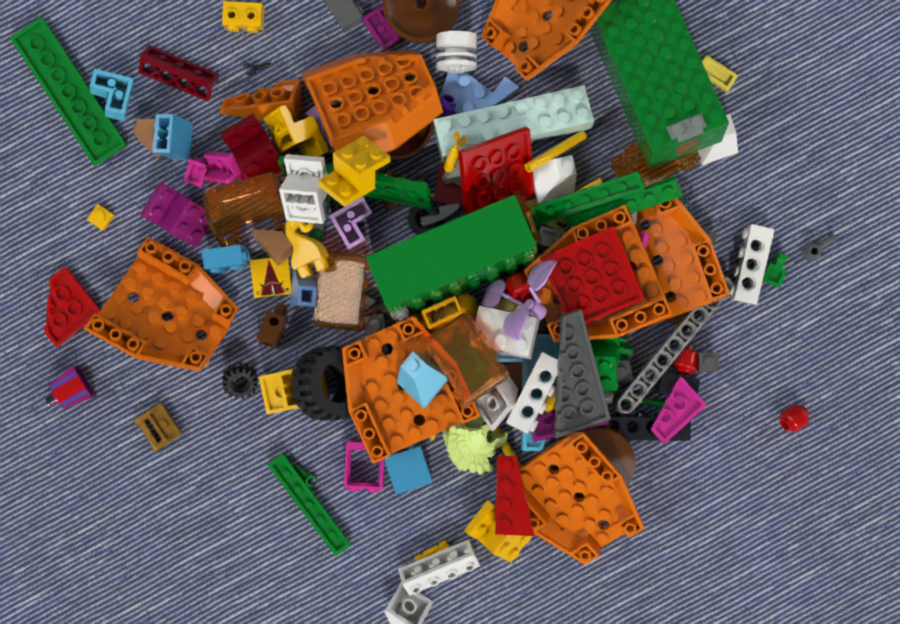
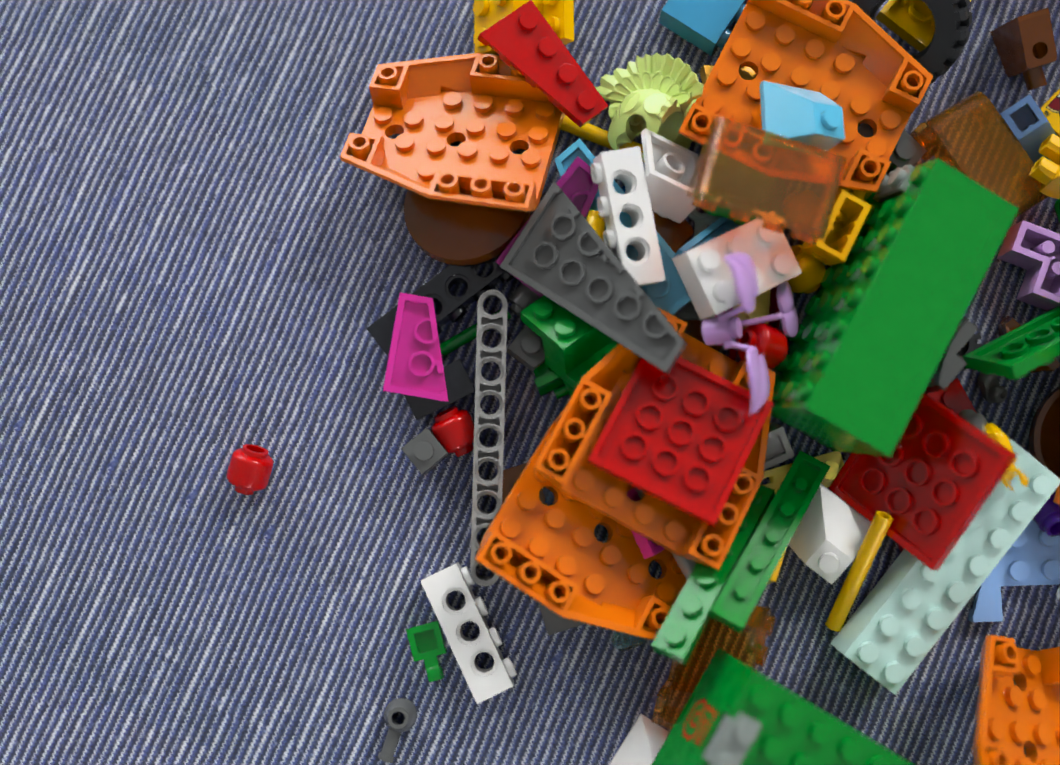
camera: 145 degrees right, 5 degrees down
(527, 212) = (839, 454): pearl gold plate -> none

